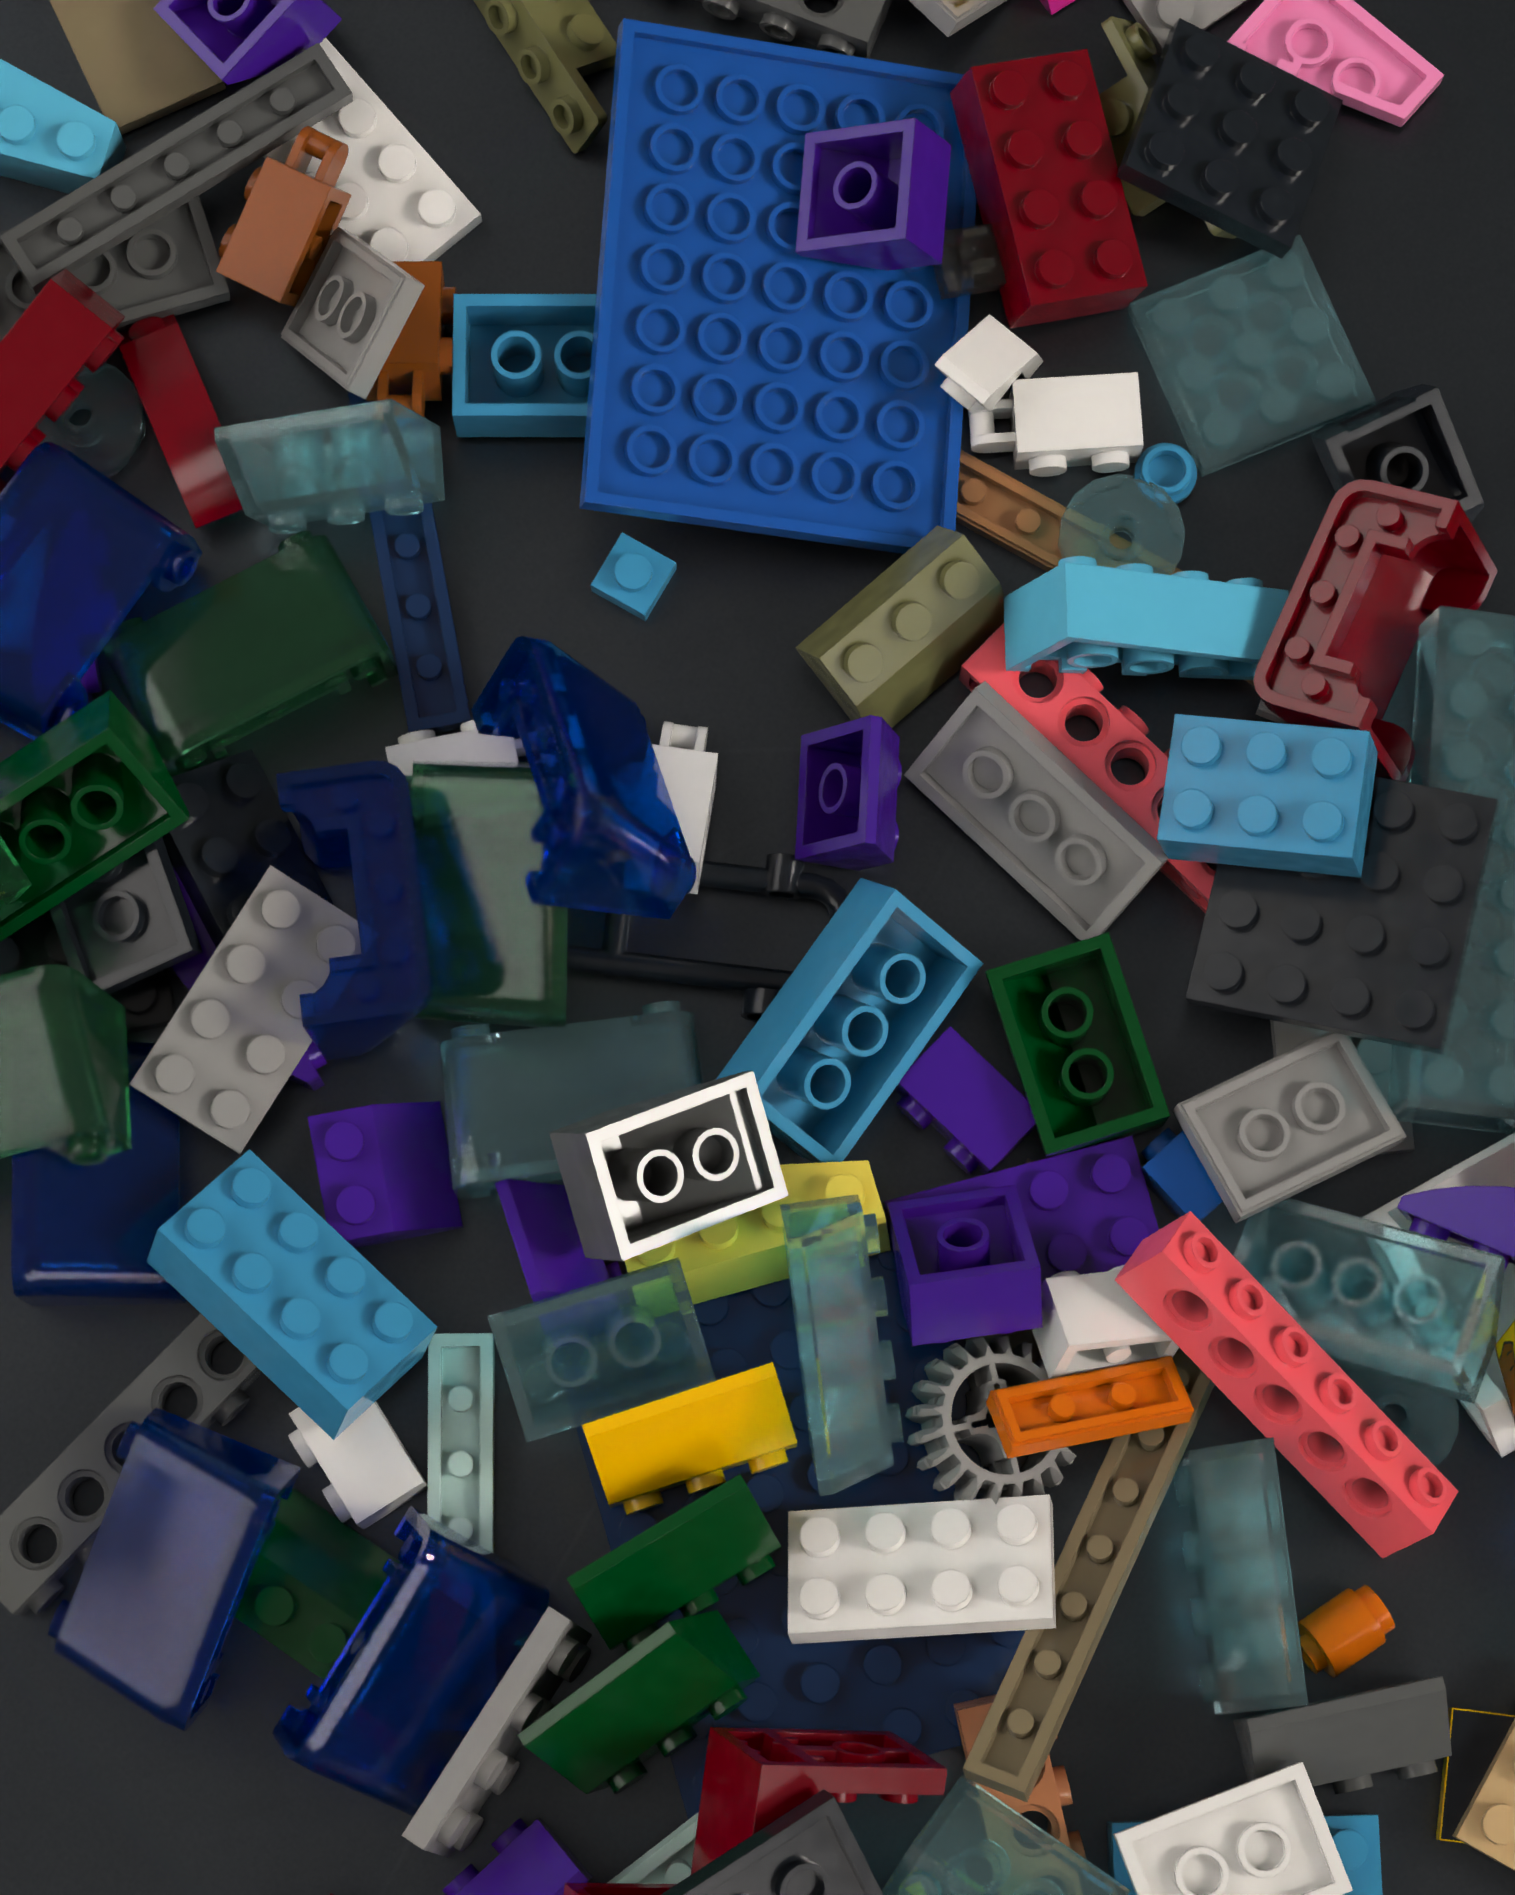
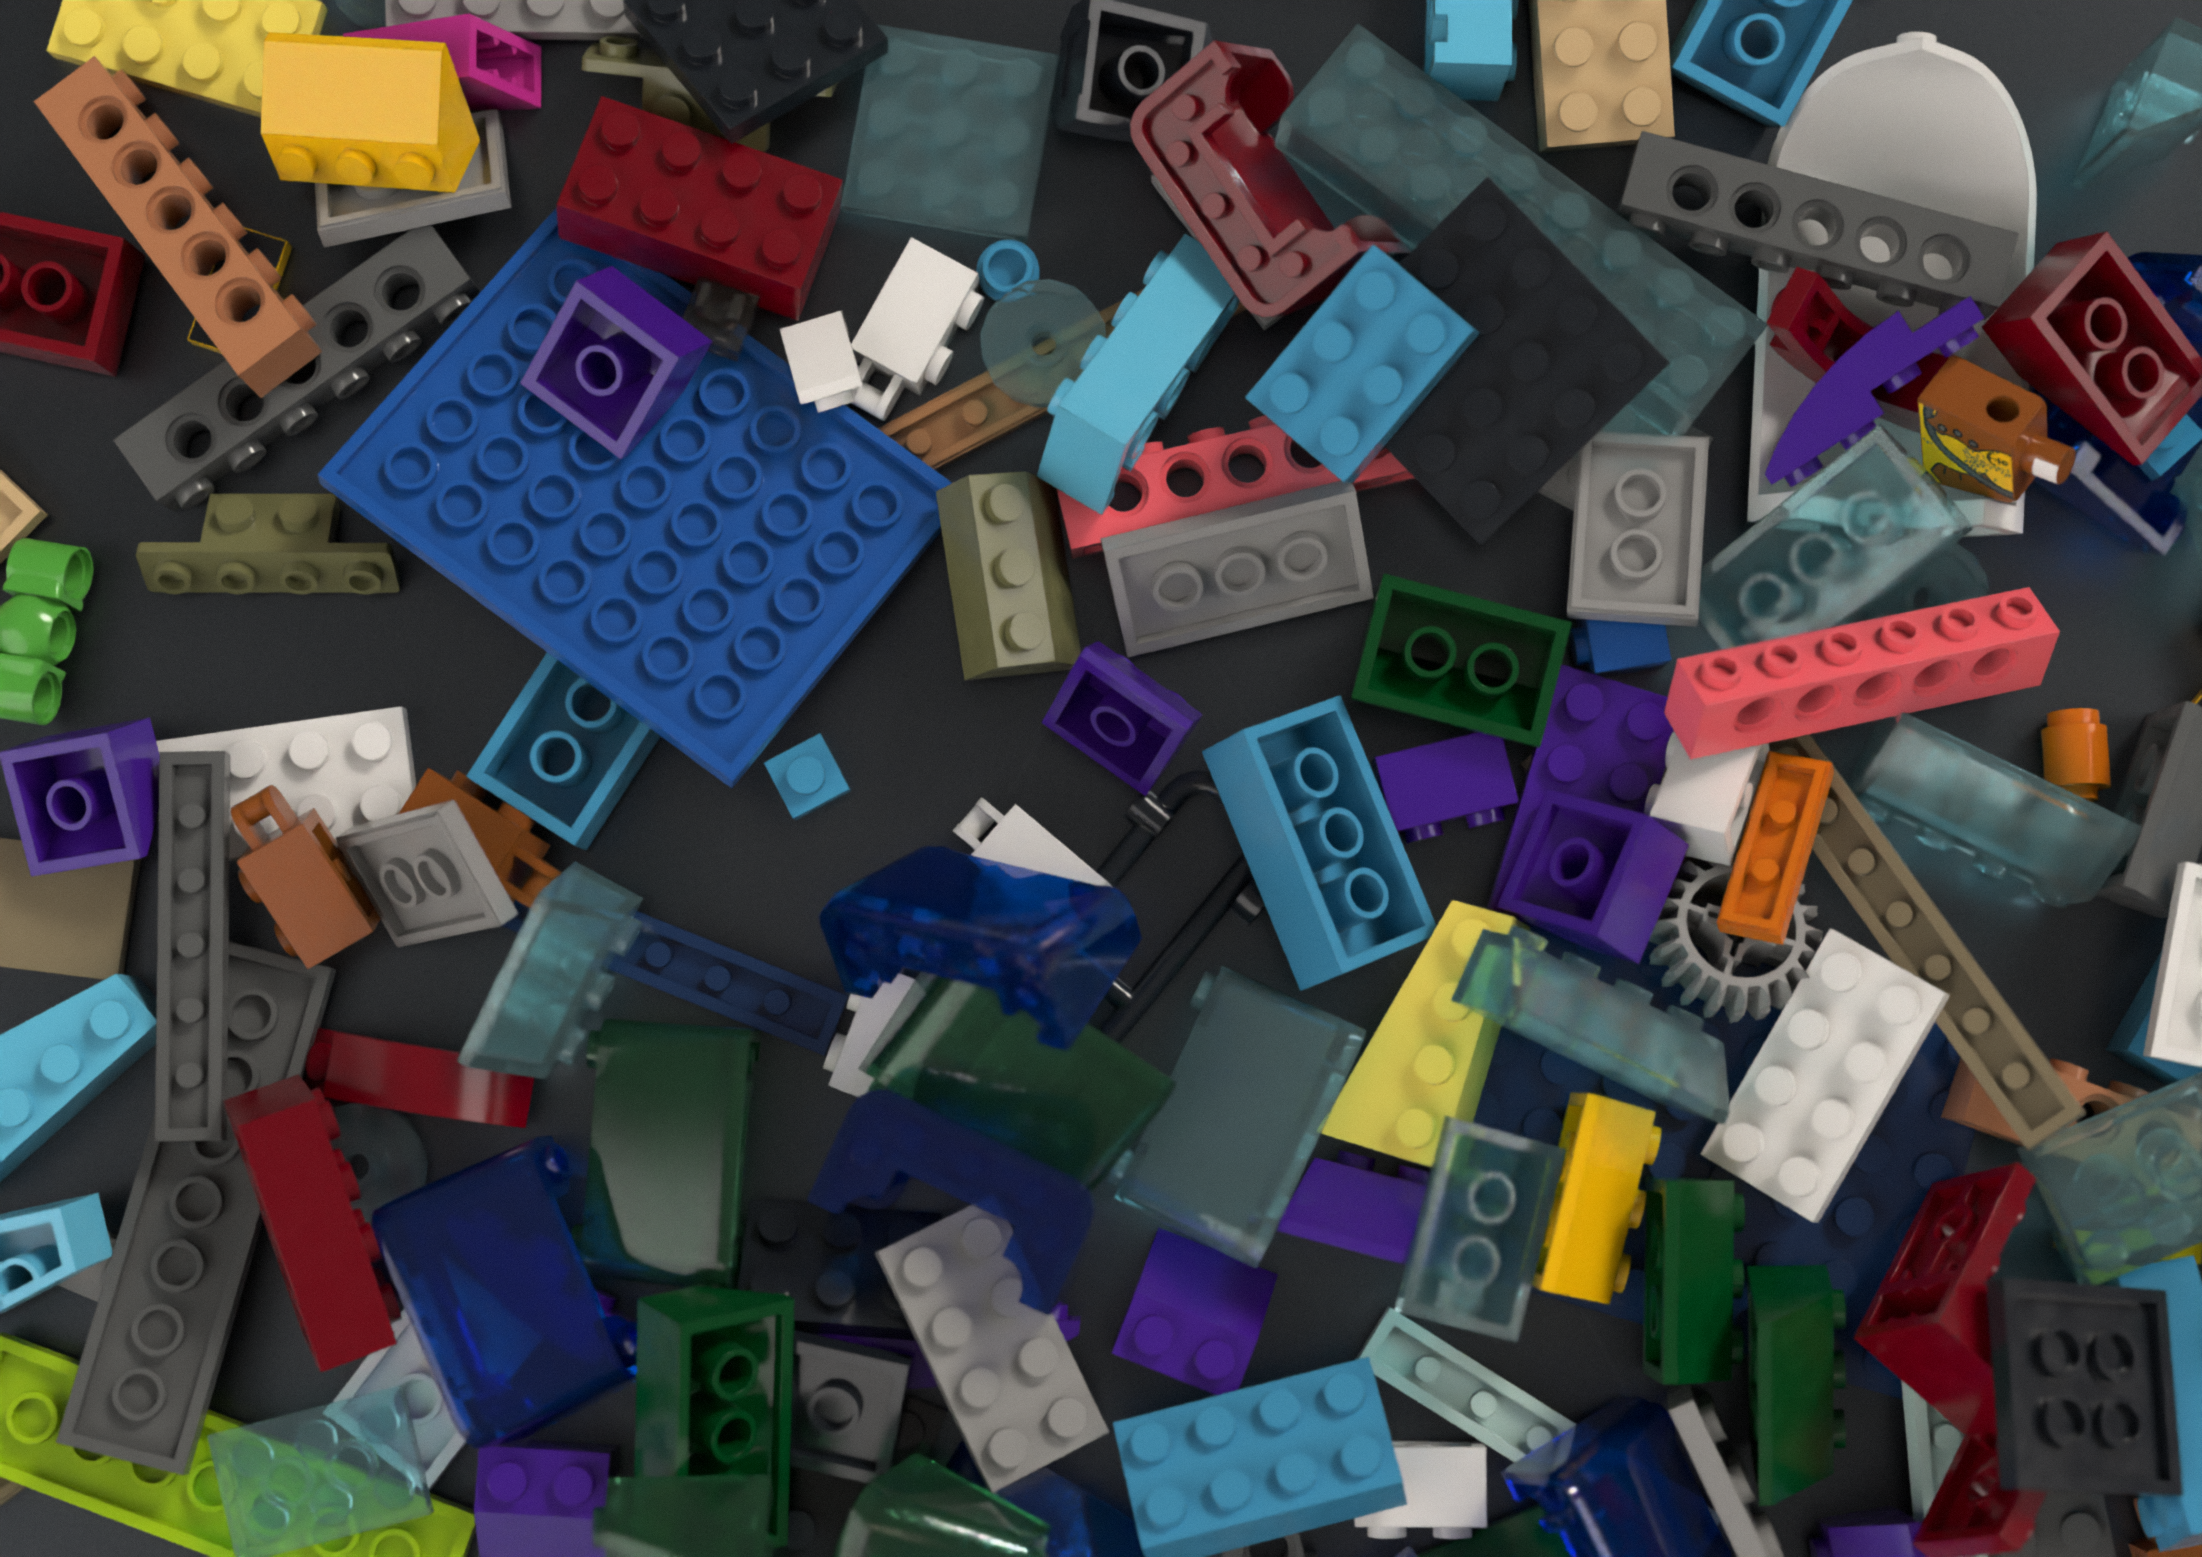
camera: 55 degrees left, 5 degrees up
(668, 1166) = (1363, 1077): dark grey slope -> none

